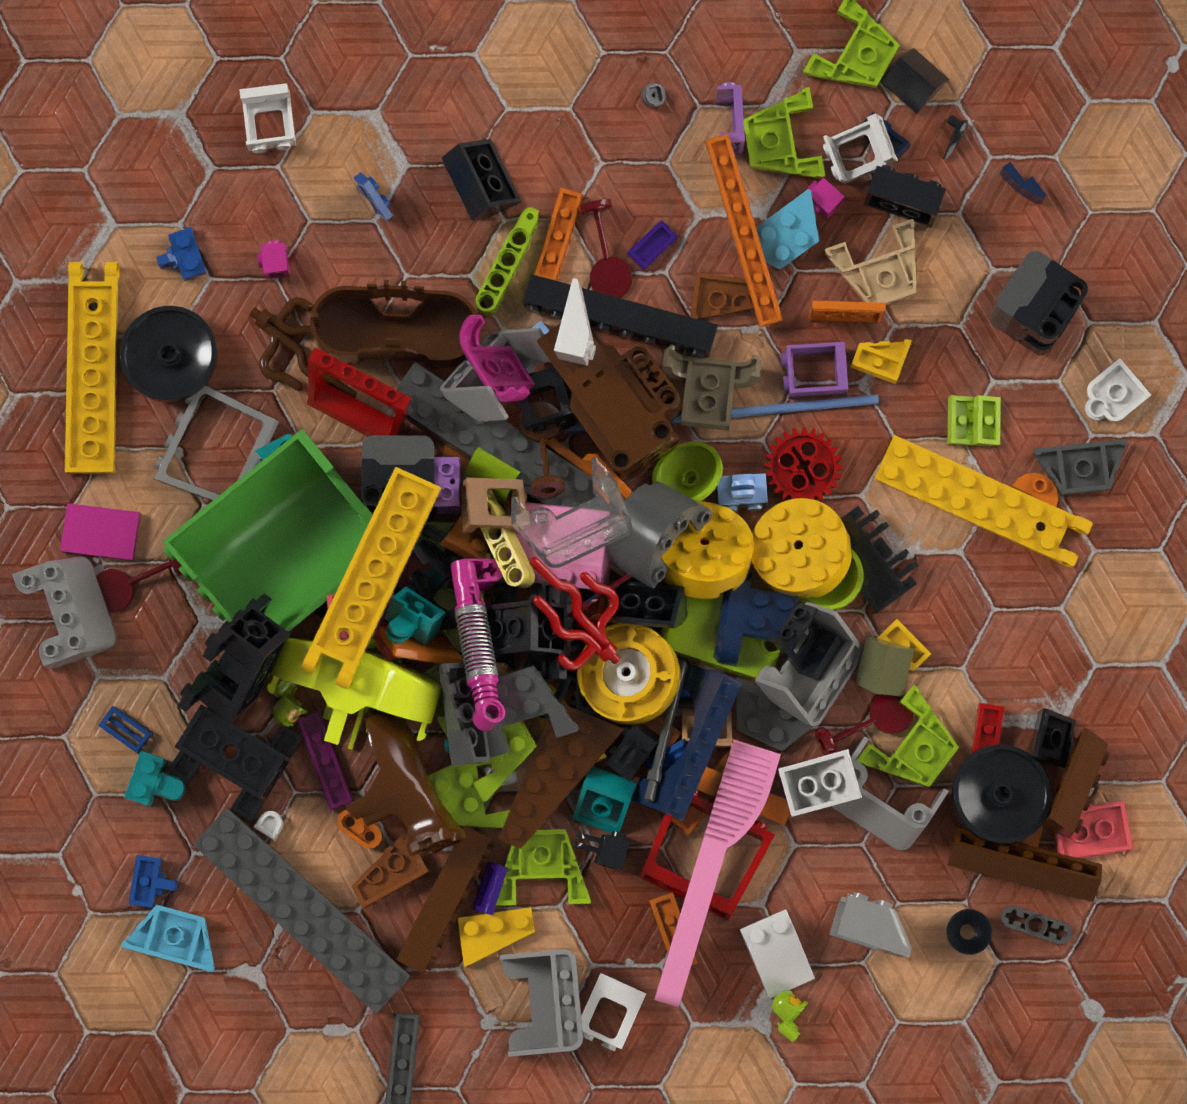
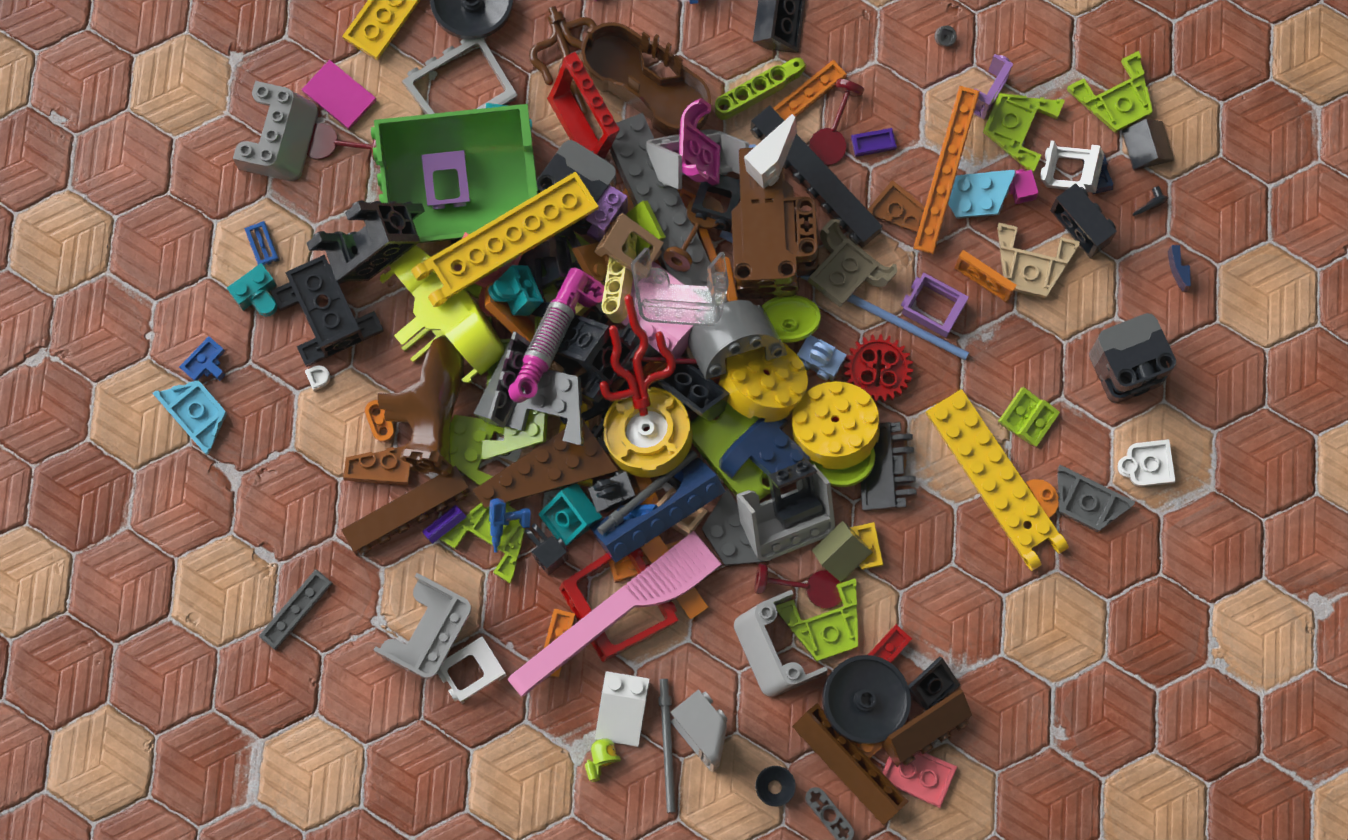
camera: 30 degrees right, 5 degrees down
(253, 534) = (444, 161): none -> medium lavender window
(287, 708) = (387, 302): lime piece -> none
(302, 910) = (299, 452): dark grey brick -> none
(325, 761) = (387, 357): magenta tile -> none
(486, 933) = (423, 557): yellow wing -> none
(541, 849) = (499, 517): none -> blue piece
(812, 920) = (665, 702): none -> dark grey bar
(820, 783) = (735, 602): white slope -> none
(881, 359) = (988, 328): yellow wing -> none

